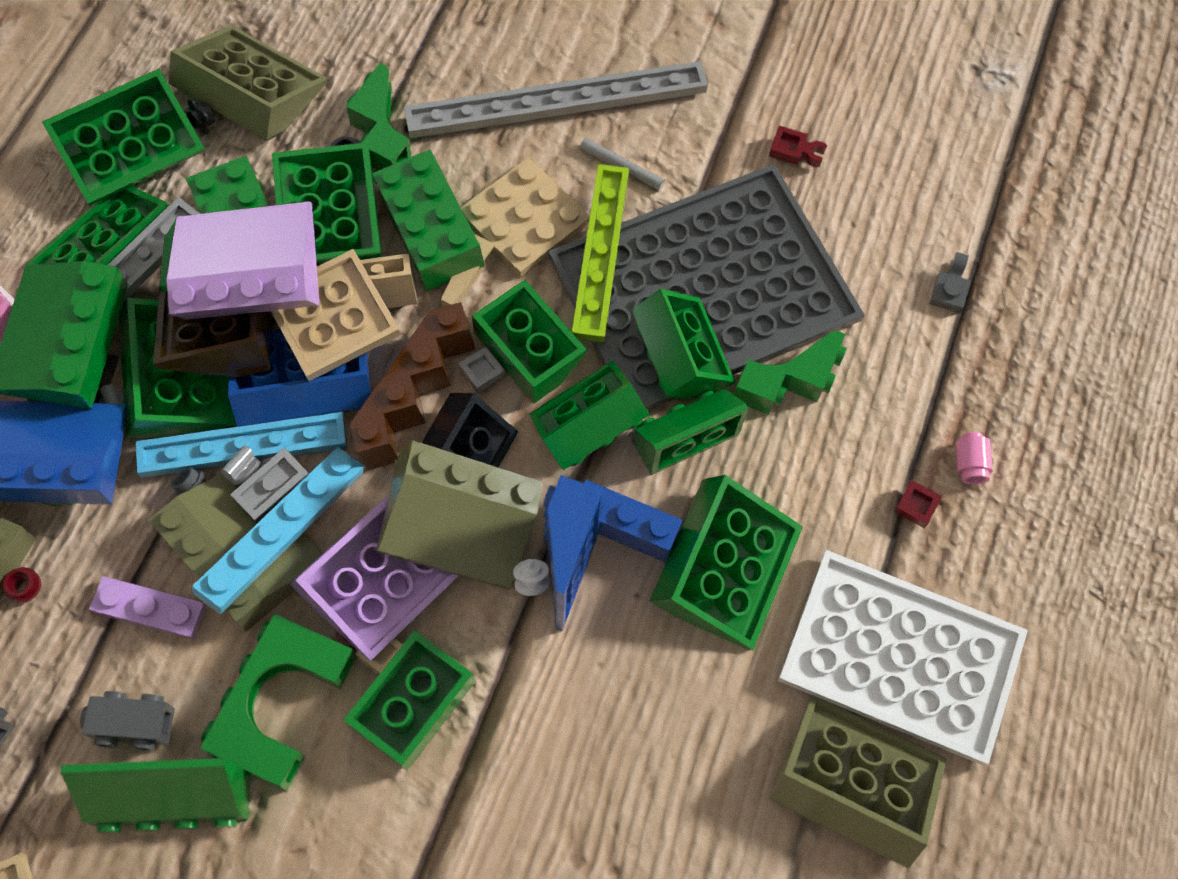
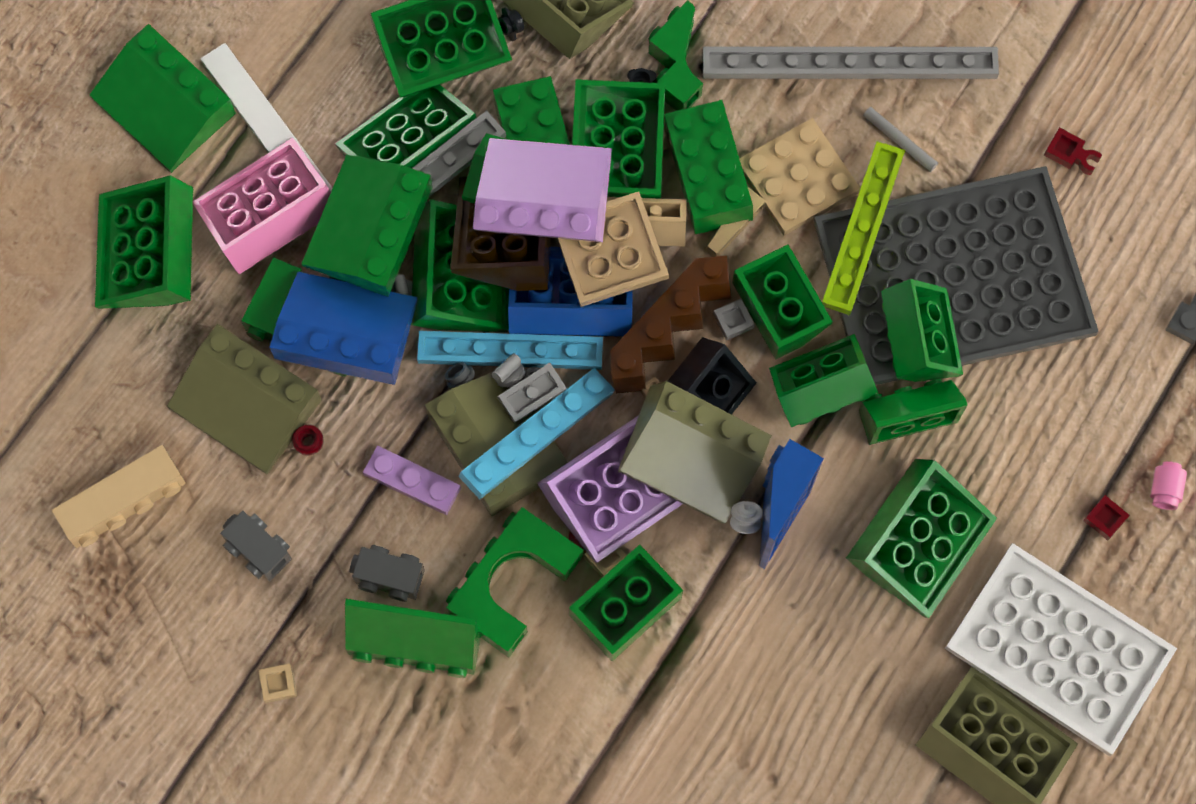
camera: 15 degrees right, 5 degrees up
(637, 524) = (847, 487): blue brick -> none
(804, 375) = (1030, 379): green arch -> none

